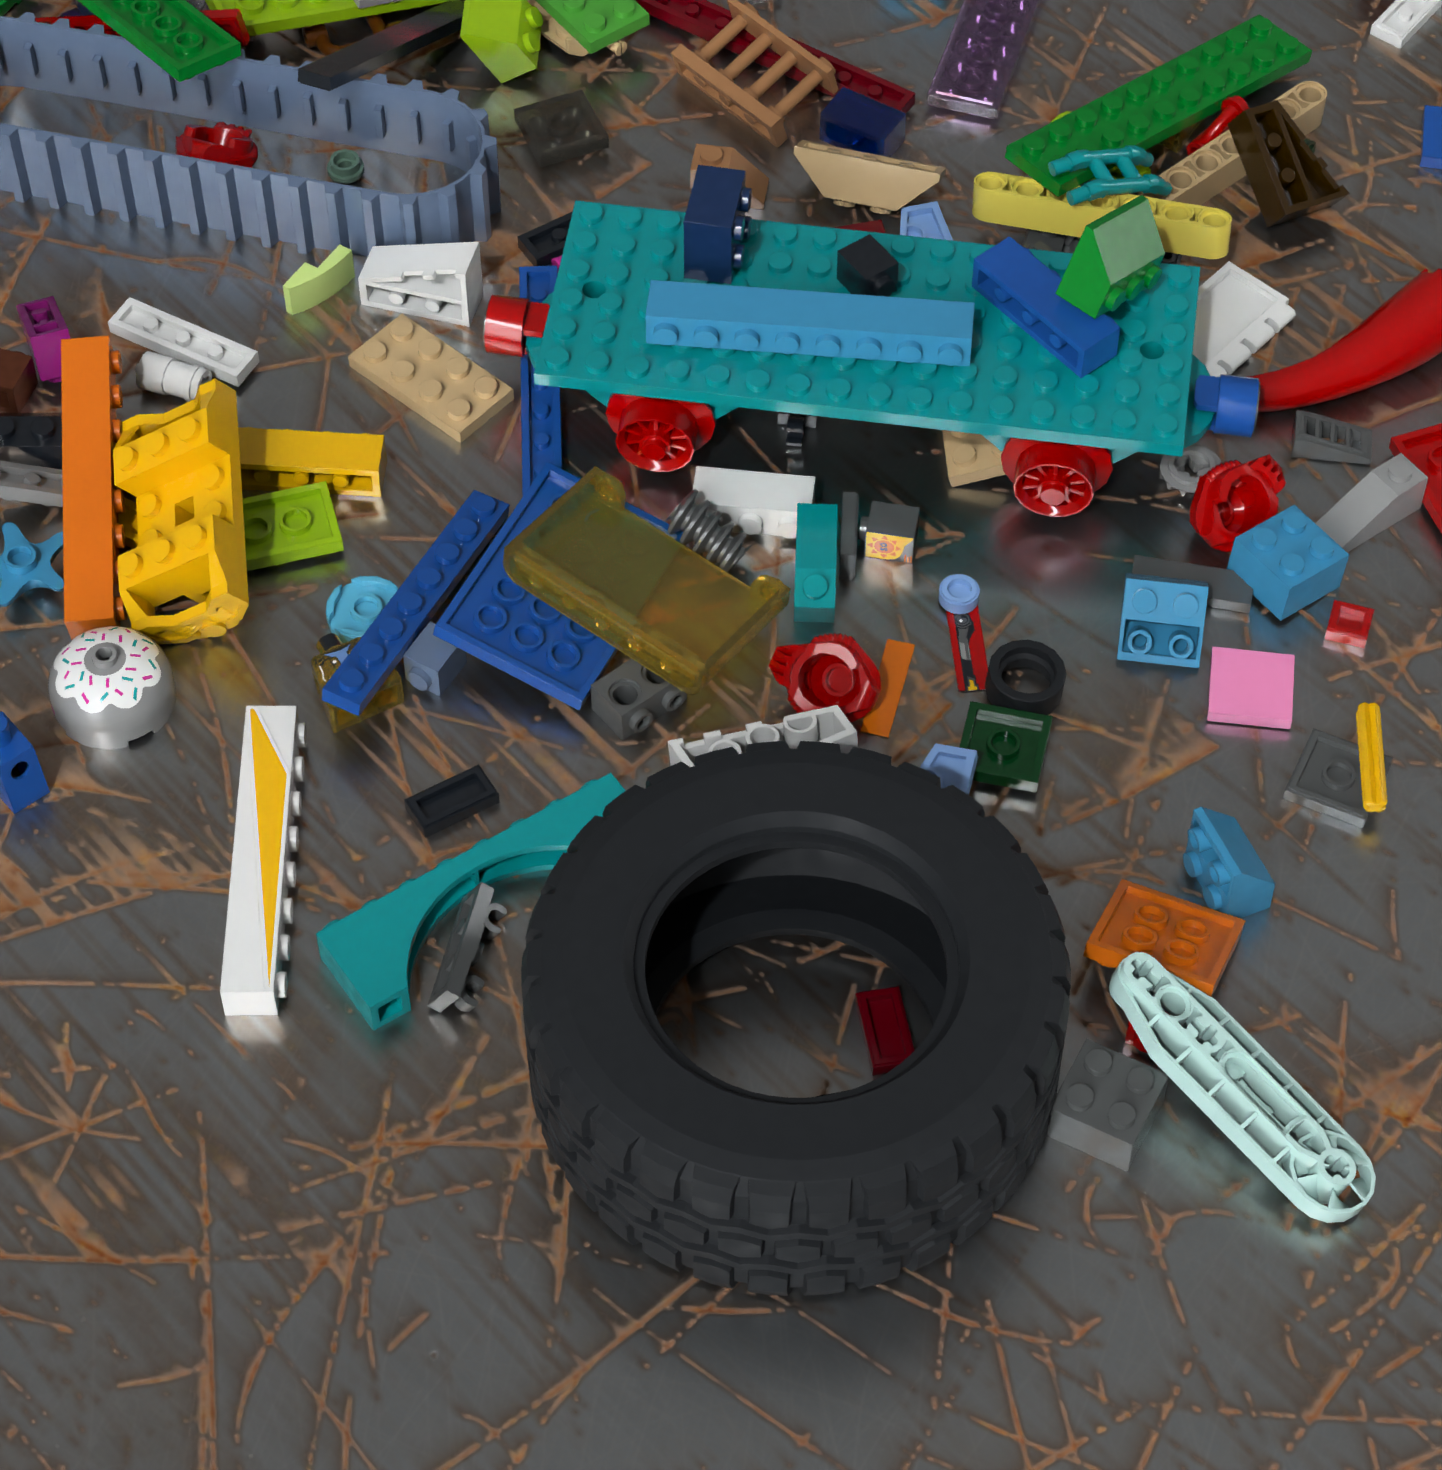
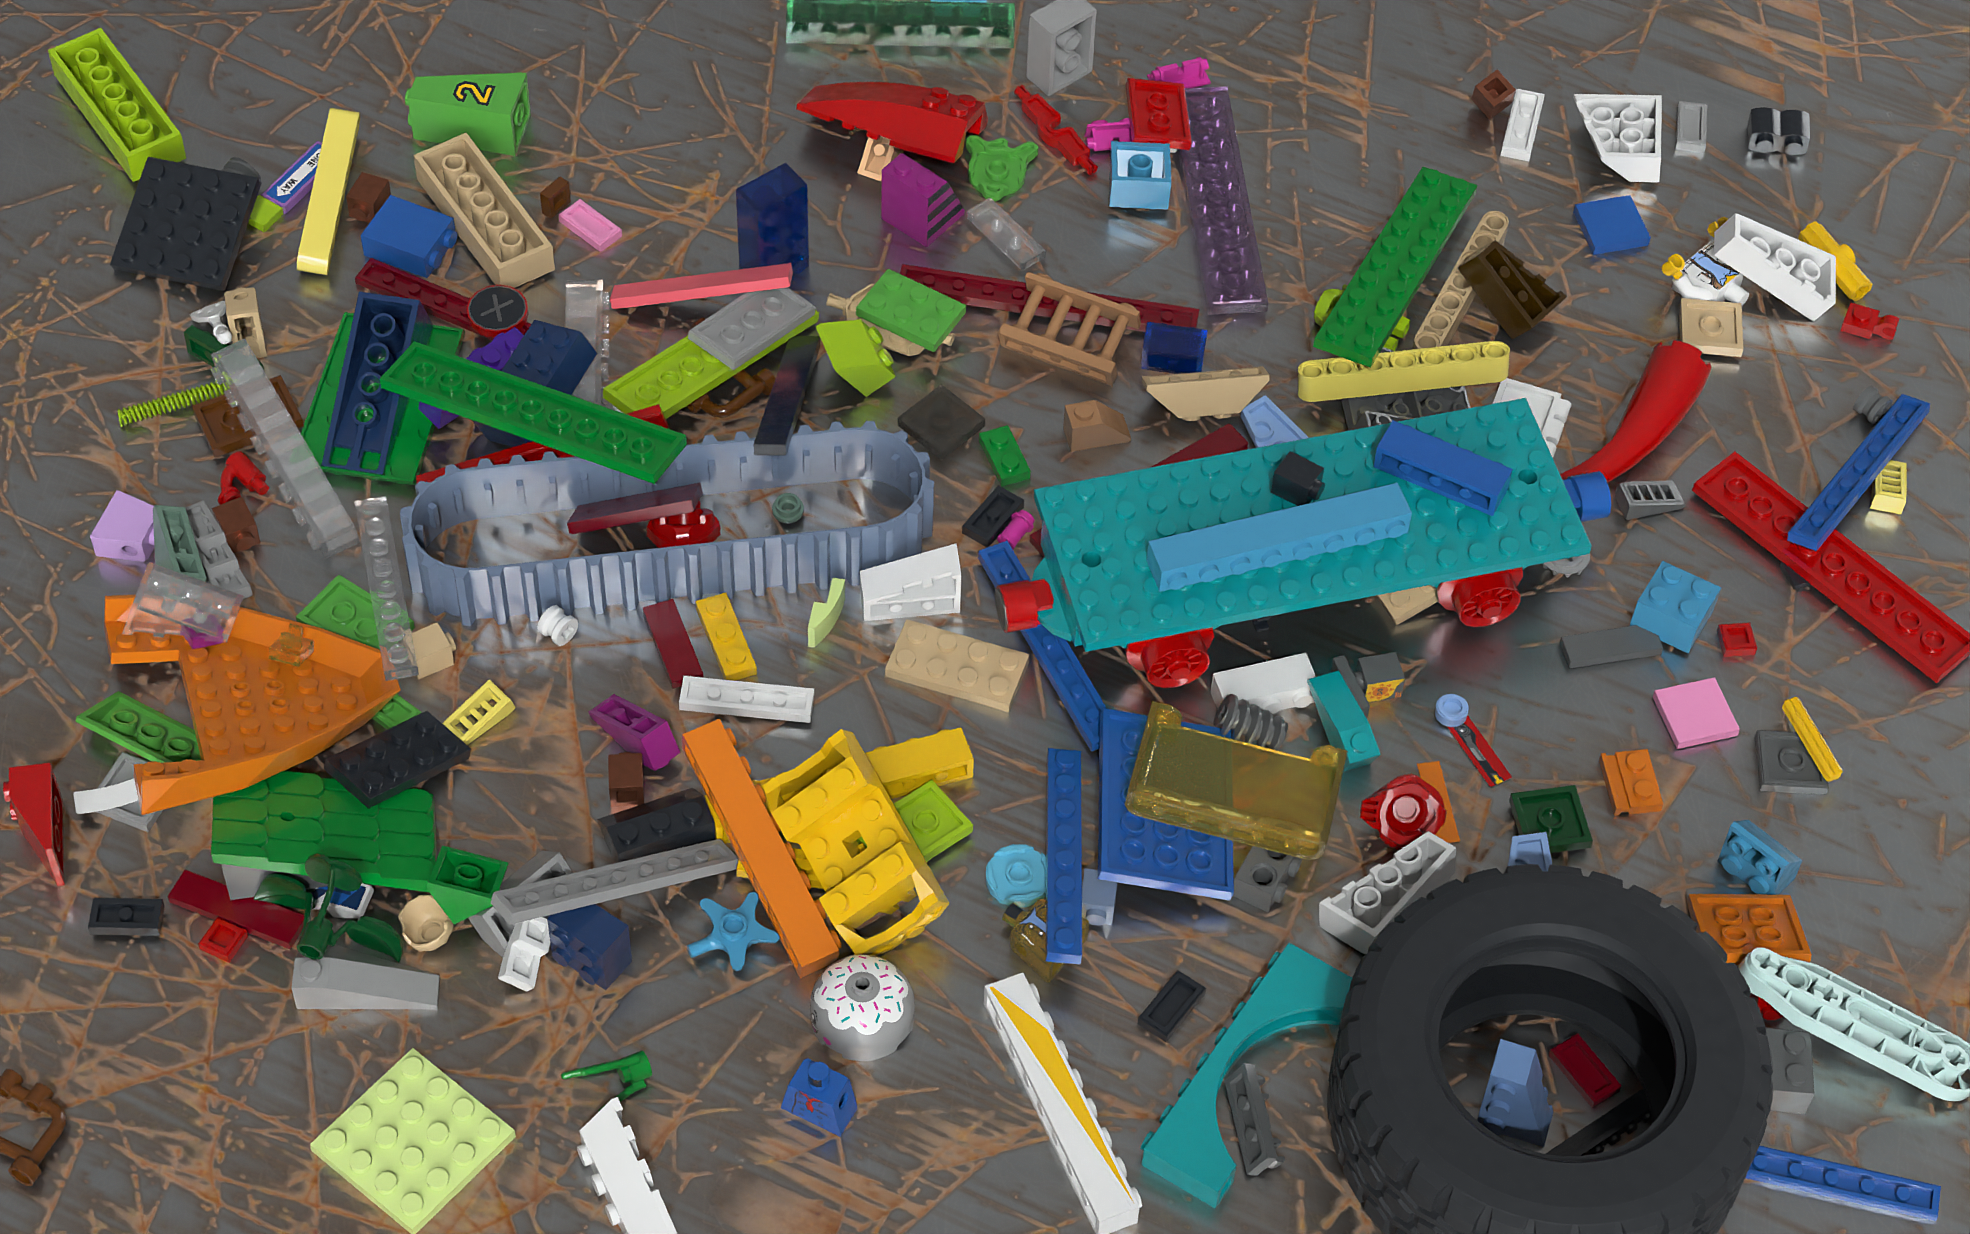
camera: 25 degrees left, 0 degrees up
(32, 209) = (557, 625): none -> white wheel
(144, 261) = (672, 642): none -> dark red tile
(169, 376) = (759, 732): white piece -> none
(173, 115) = (635, 508): none -> tile
(202, 275) = (726, 637): none -> yellow plate
(612, 177) = (1004, 455): none -> green plate
(716, 224) = (1171, 479): dark blue brick -> none
(766, 1023) = (1515, 1096): none -> medium blue wedge
(1031, 655) = (1541, 742): black tyre -> none
(1105, 184) = (1405, 347): teal piece -> none
(1114, 259) = (1486, 420): green slope -> none
(1124, 1261) = (1845, 1183): none -> blue tile
(1127, 737) = (1631, 782): none -> orange plate
(1162, 620) = (1610, 681): dark azure slope -> none
(1231, 108) = (1440, 271): red plant -> none
(1235, 499) = (1609, 580): red helmet -> none
(1375, 503) = (1710, 537): light grey slope -> none

